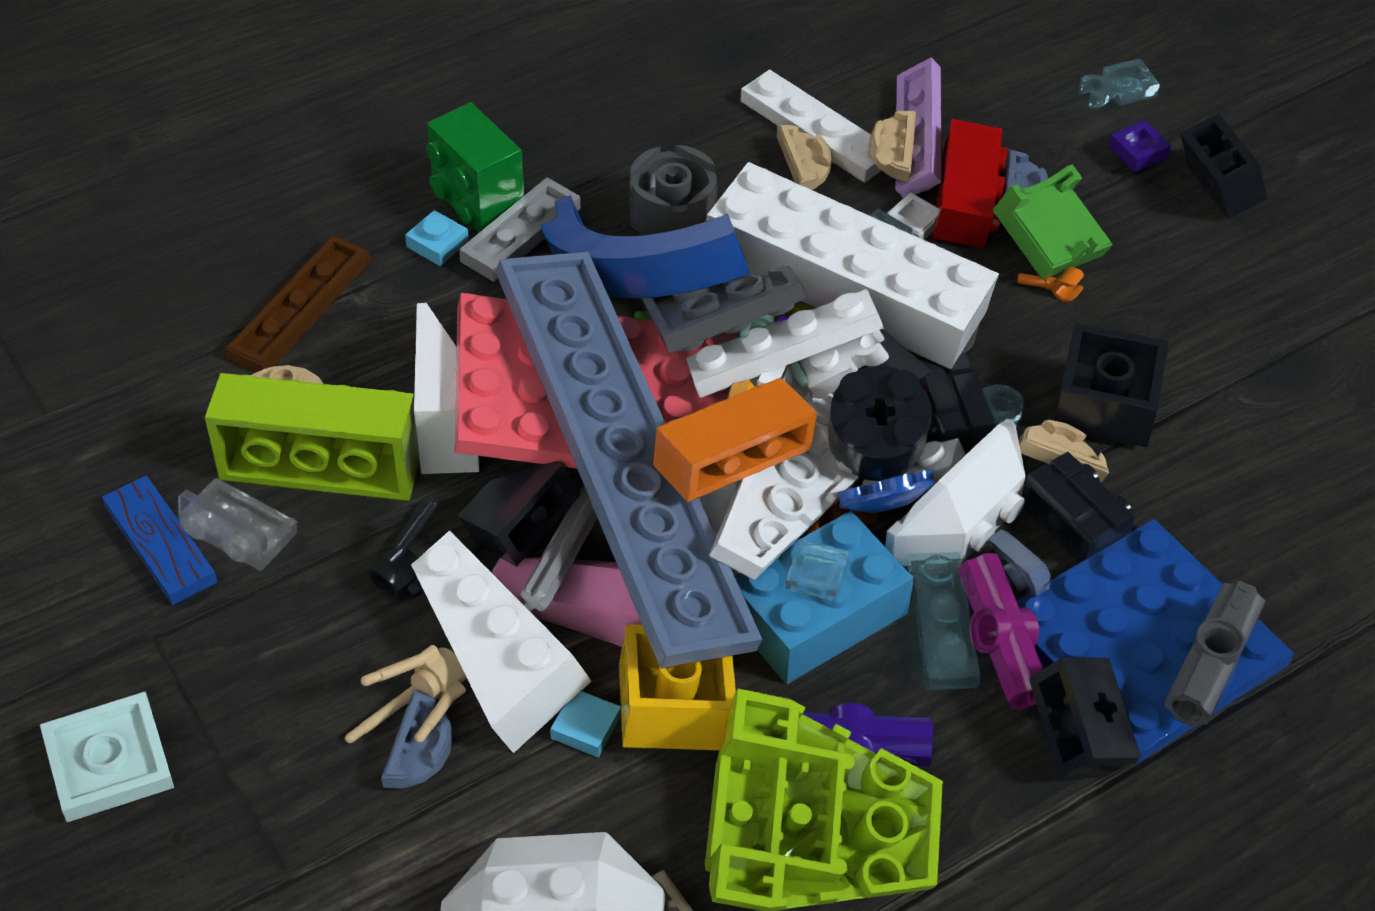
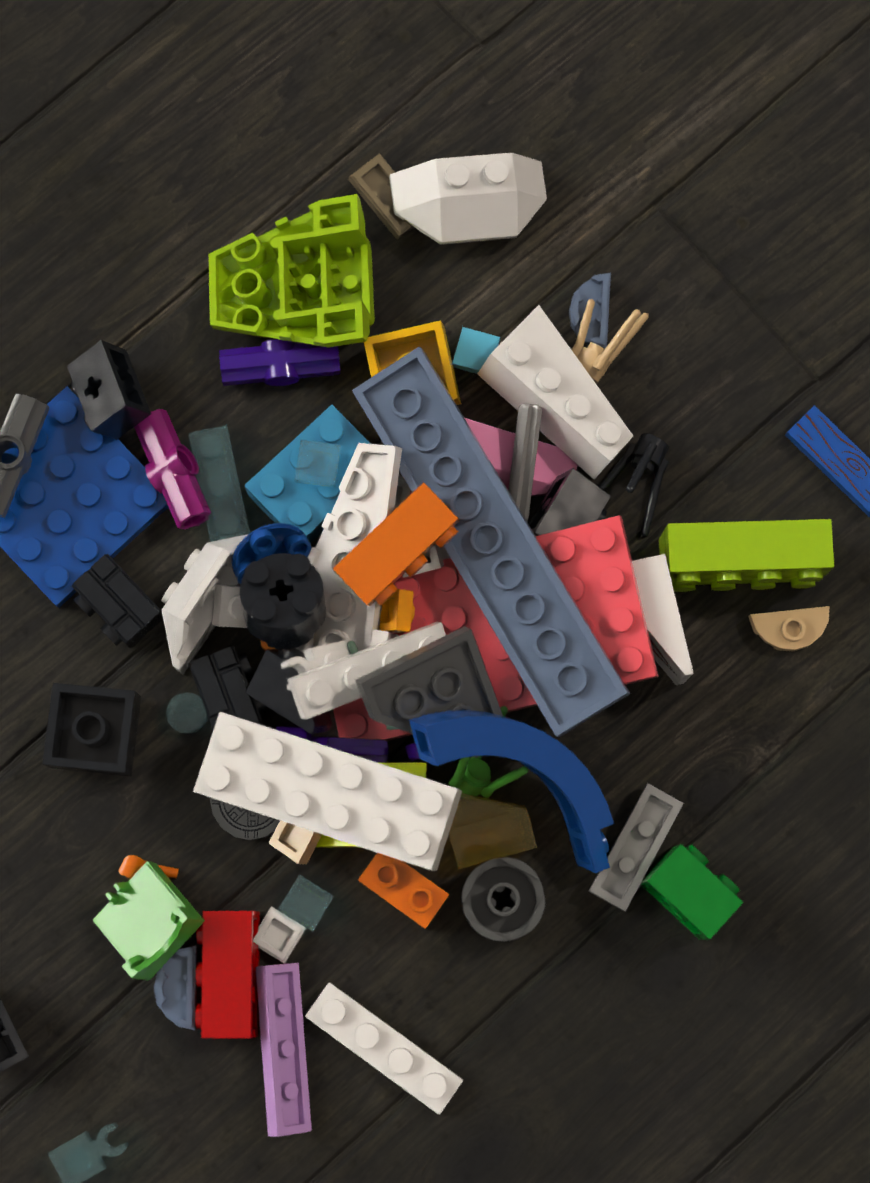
camera: 170 degrees right, 30 degrees up
(106, 756) = (811, 263): light aqua plate -> none
(235, 523) = (785, 472): clear bracket -> none
(298, 305) = (809, 730): reddish brown tile -> none
(437, 238) = (710, 830): medium azure plate -> none
(806, 156) = (387, 993): tan plate -> none
(893, 144) = (305, 1006): tan plate -> none
(1021, 566) = (161, 531): sand blue plate -> none
(1056, 438) = (133, 667): tan plate -> none
(1139, 146) = (67, 1063): dark purple plate -> none

